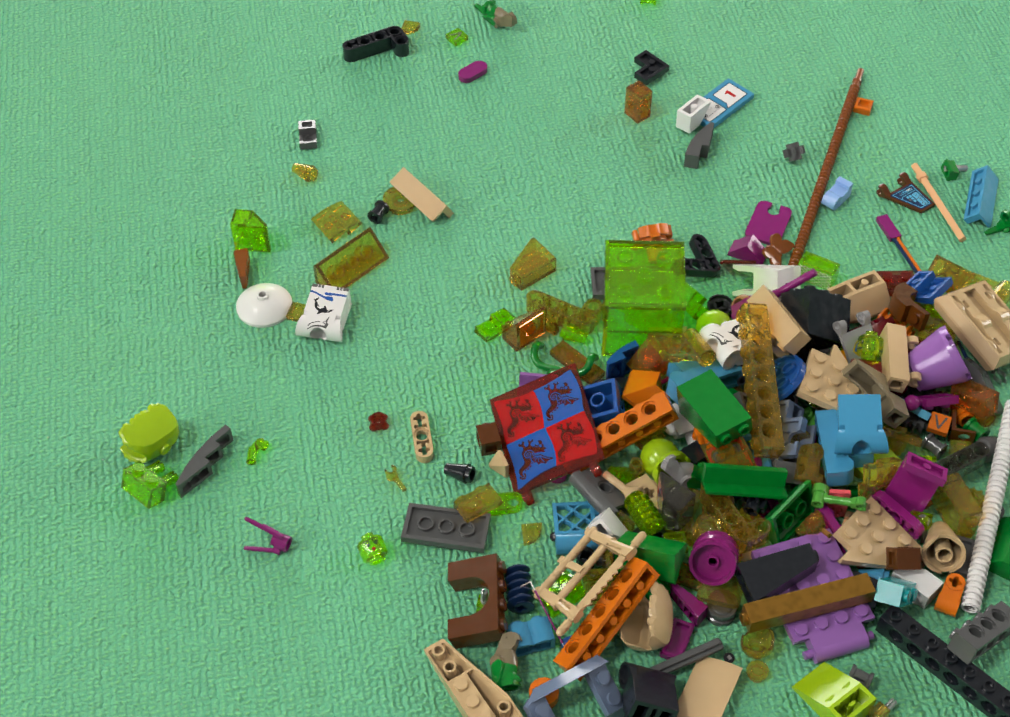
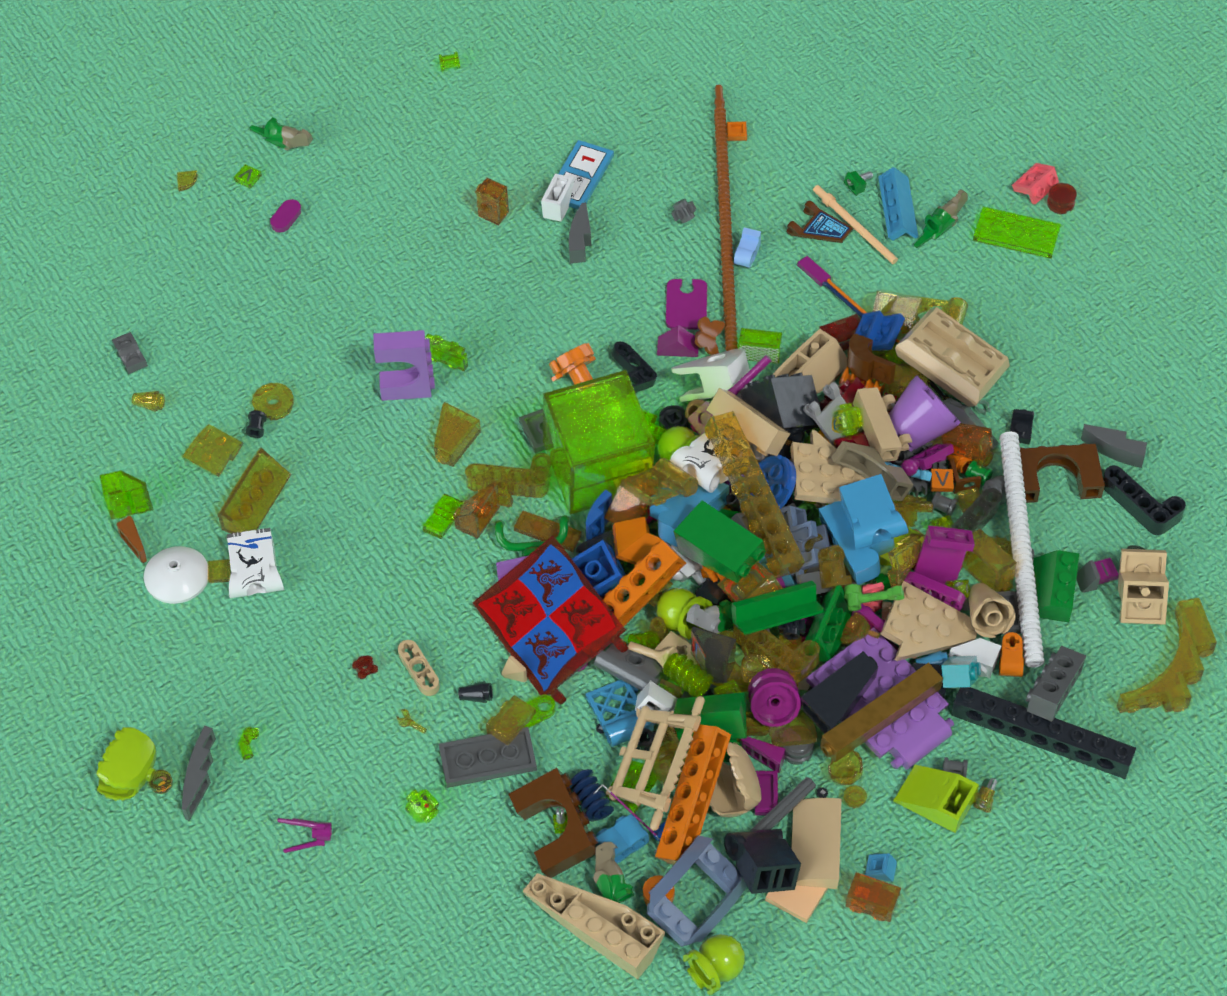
camera: 20 degrees left, 5 degrees up
(145, 484) = (146, 820): clear neon green brick -> none
(173, 459) = (161, 782): none -> clear yellow tile
(375, 43) = (159, 211): black beam -> none
(420, 195) = (294, 390): tan panel -> none
(488, 438) = (491, 646): reddish brown brick -> none
(519, 183) = (408, 348): none -> medium lavender arch
(531, 532) = (575, 732): clear yellow tile -> none
(552, 201) = (448, 352): none -> clear neon green plate
(572, 333) = (529, 499): clear neon green cone -> none
(651, 67) = (488, 149): black plate -> none
(731, 262) = (674, 362): clear red piece -> none
(903, 558) = (956, 635): reddish brown brick -> none

